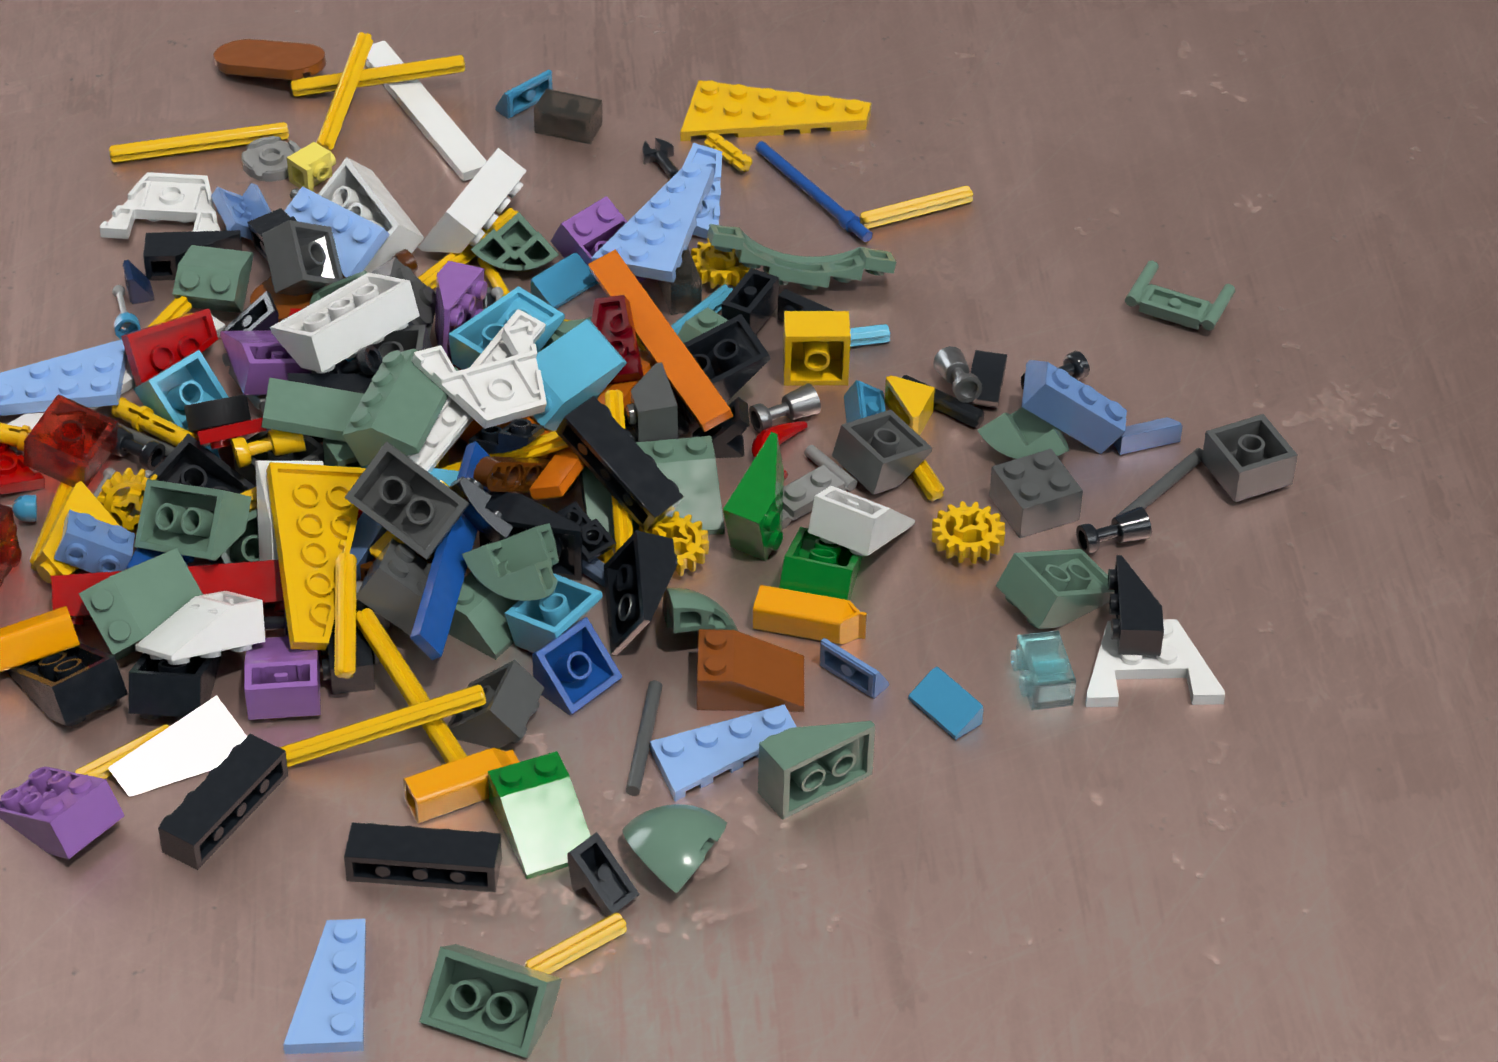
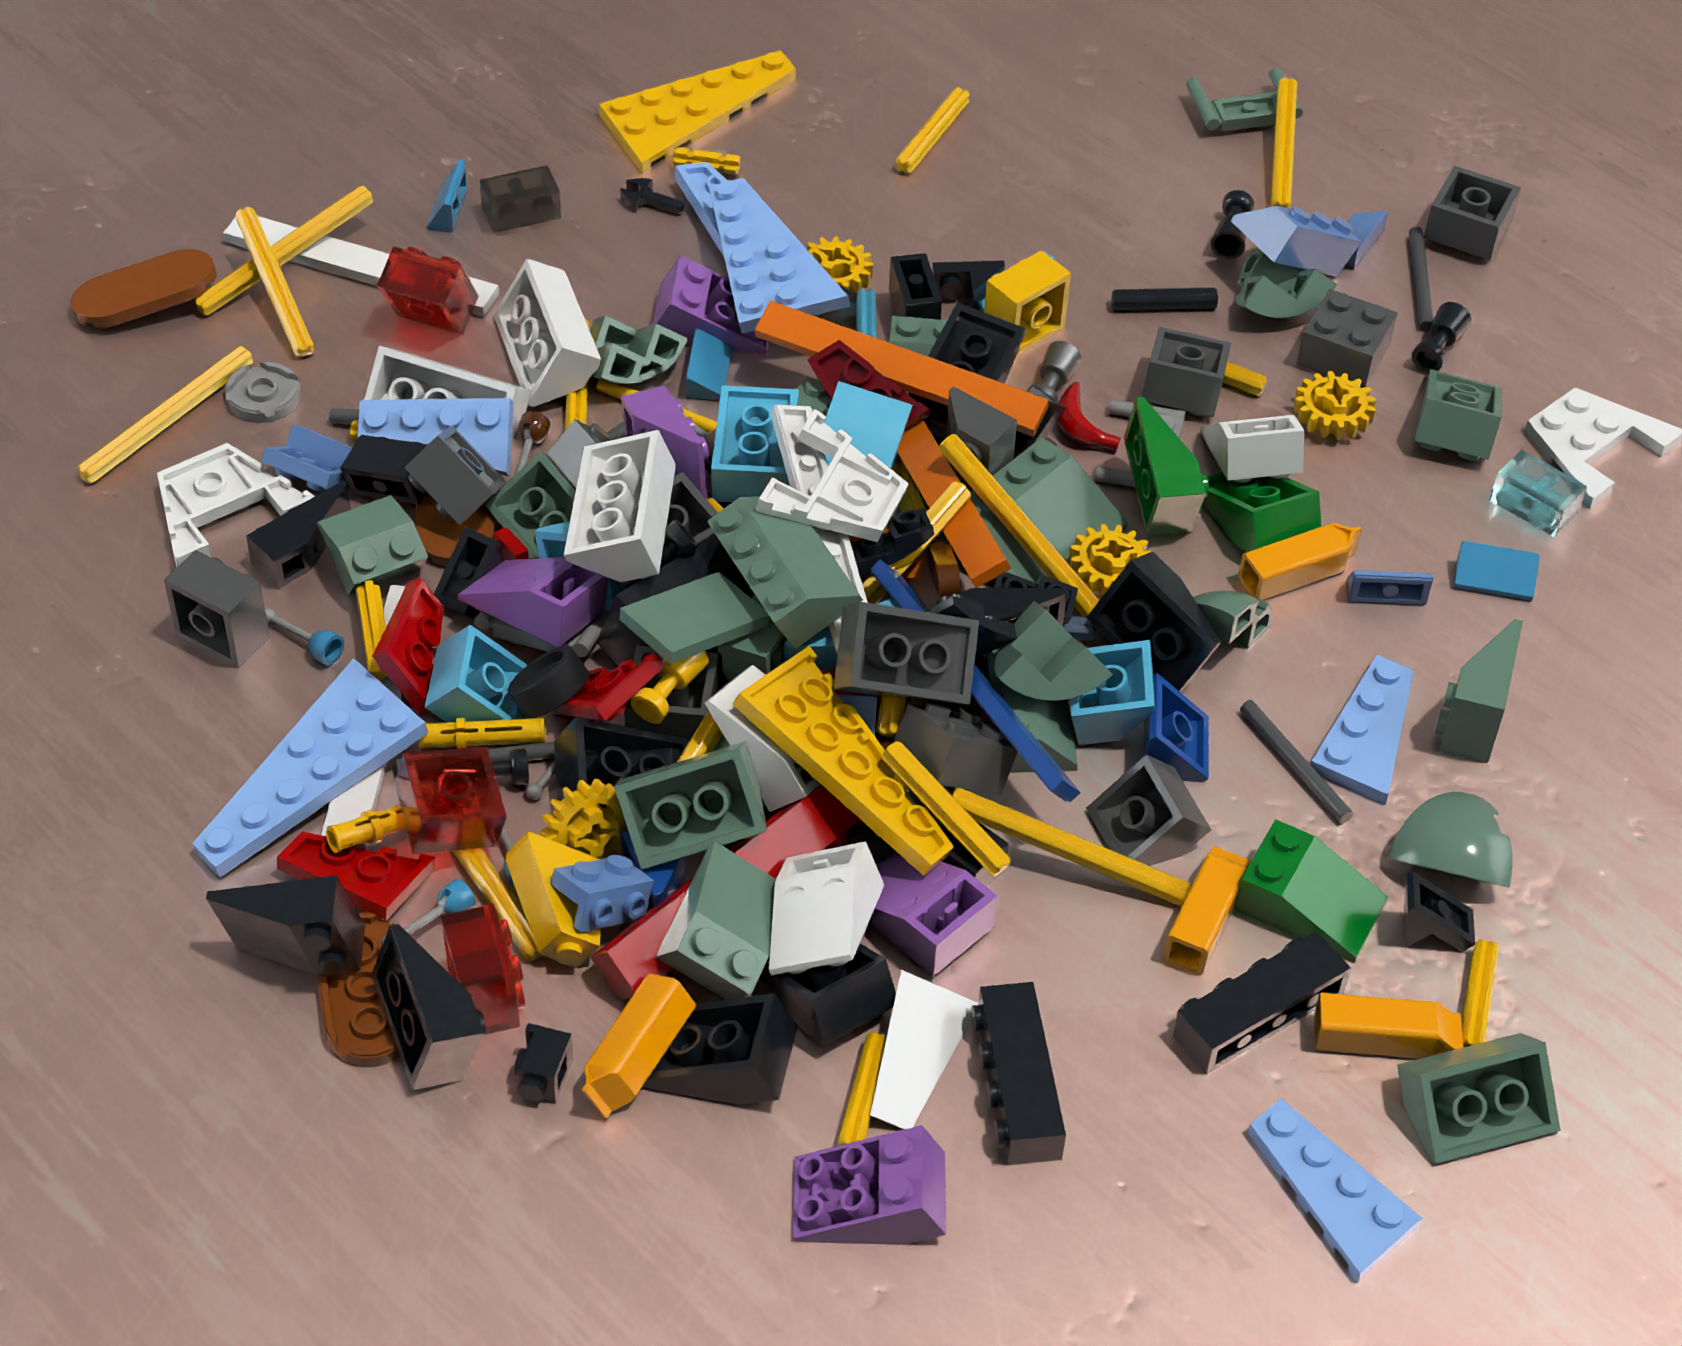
camera: 40 degrees left, 5 degrees up
(82, 265) = (217, 608): none -> dark grey brick
(137, 284) = (282, 600): dark blue slope -> none
(310, 166) = (324, 379): light yellow brick -> none
(384, 725) = (1089, 893): yellow axle -> none
(427, 139) = (428, 289): none -> clear red brick
(482, 919) = (1385, 1026): none -> light orange piece
(619, 463) = (1027, 506): black brick -> none
(747, 673) = (1311, 648): dark orange slope -> none
(805, 270) = (918, 234): sand green piece -> none
(846, 219) = (889, 172): blue bar -> none
(863, 401) = (1112, 345): dark azure slope -> none
(910, 401) = (1145, 311): yellow slope -> none
(954, 369) = (1151, 261): flat silver piece -> none
(990, 371) = (1183, 254): black slope -> none
(1137, 612) = (1560, 397): black slope -> none
(1164, 340) = (1284, 143): none -> yellow axle

